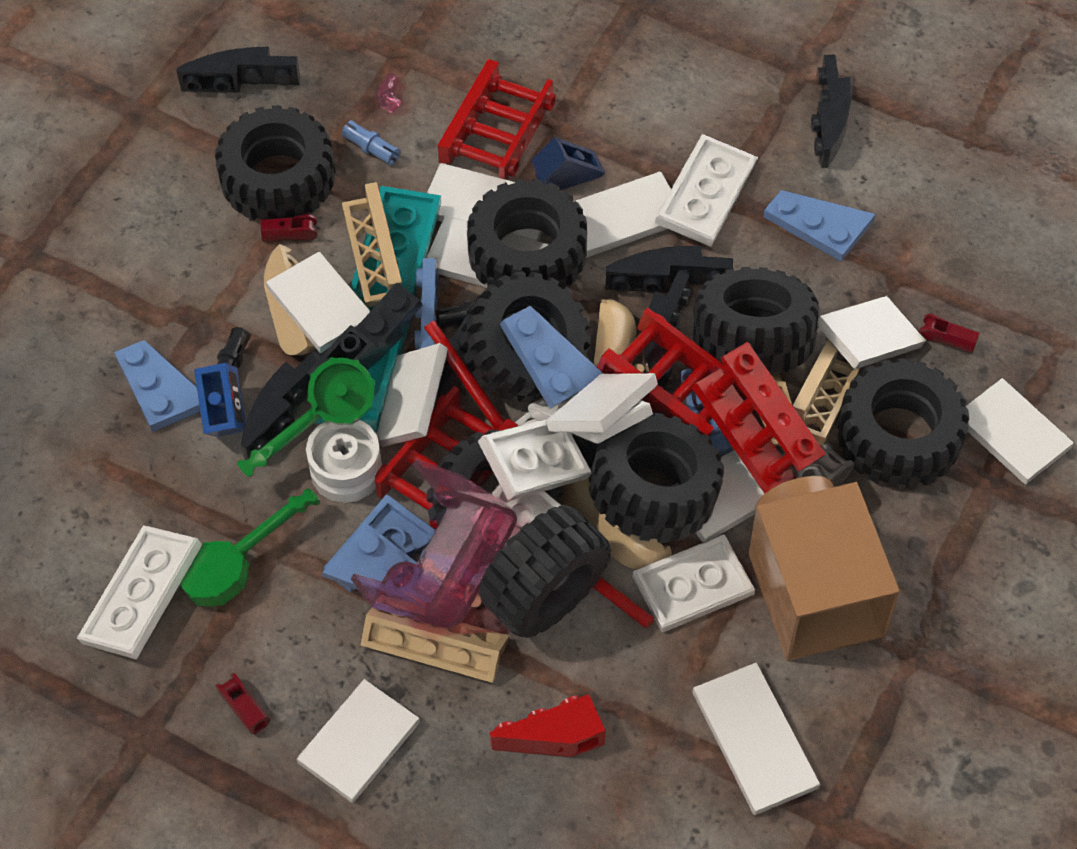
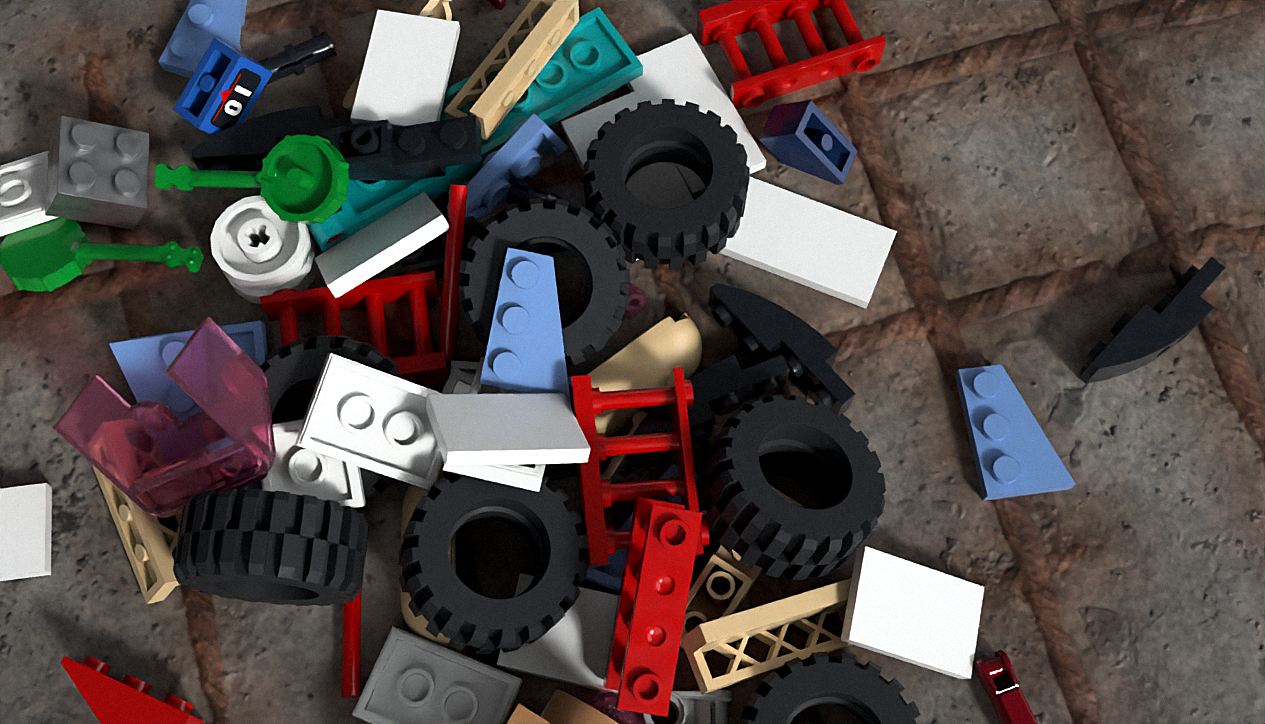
camera: 45 degrees right, 10 degrees up
(201, 501) = (97, 173): none -> flat silver brick
(706, 190) = (920, 293): white tile -> none

